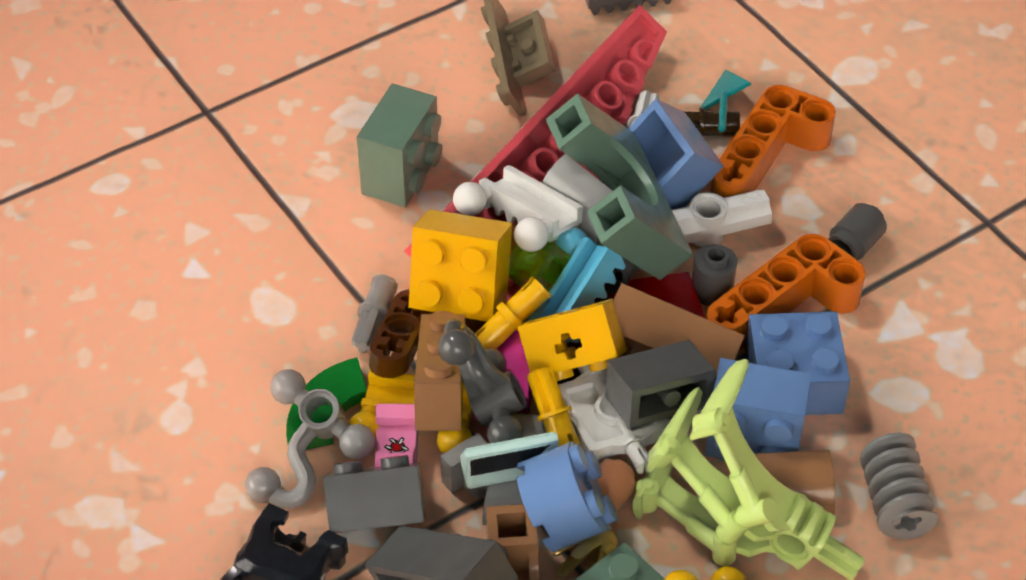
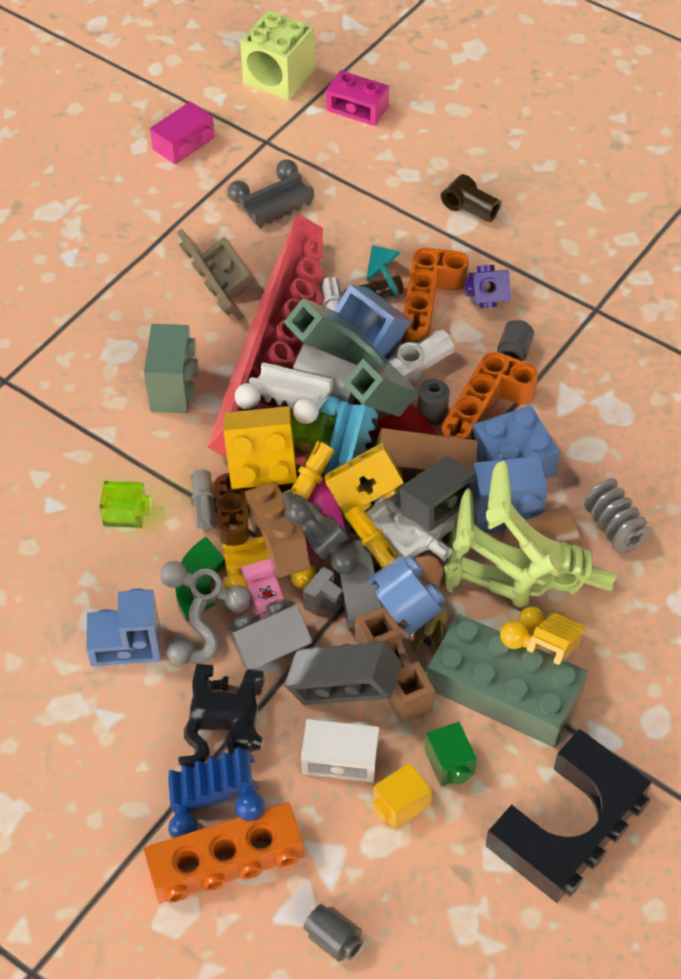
camera: 20 degrees left, 5 degrees up
(205, 440) = (125, 634): none -> medium blue brick
(274, 290) = (124, 504): none -> clear neon green brick
(499, 460) = (354, 580): light aqua slope -> none
(865, 153) = (498, 286): none -> brick
(871, 39) = (464, 194): none -> dark brown piece

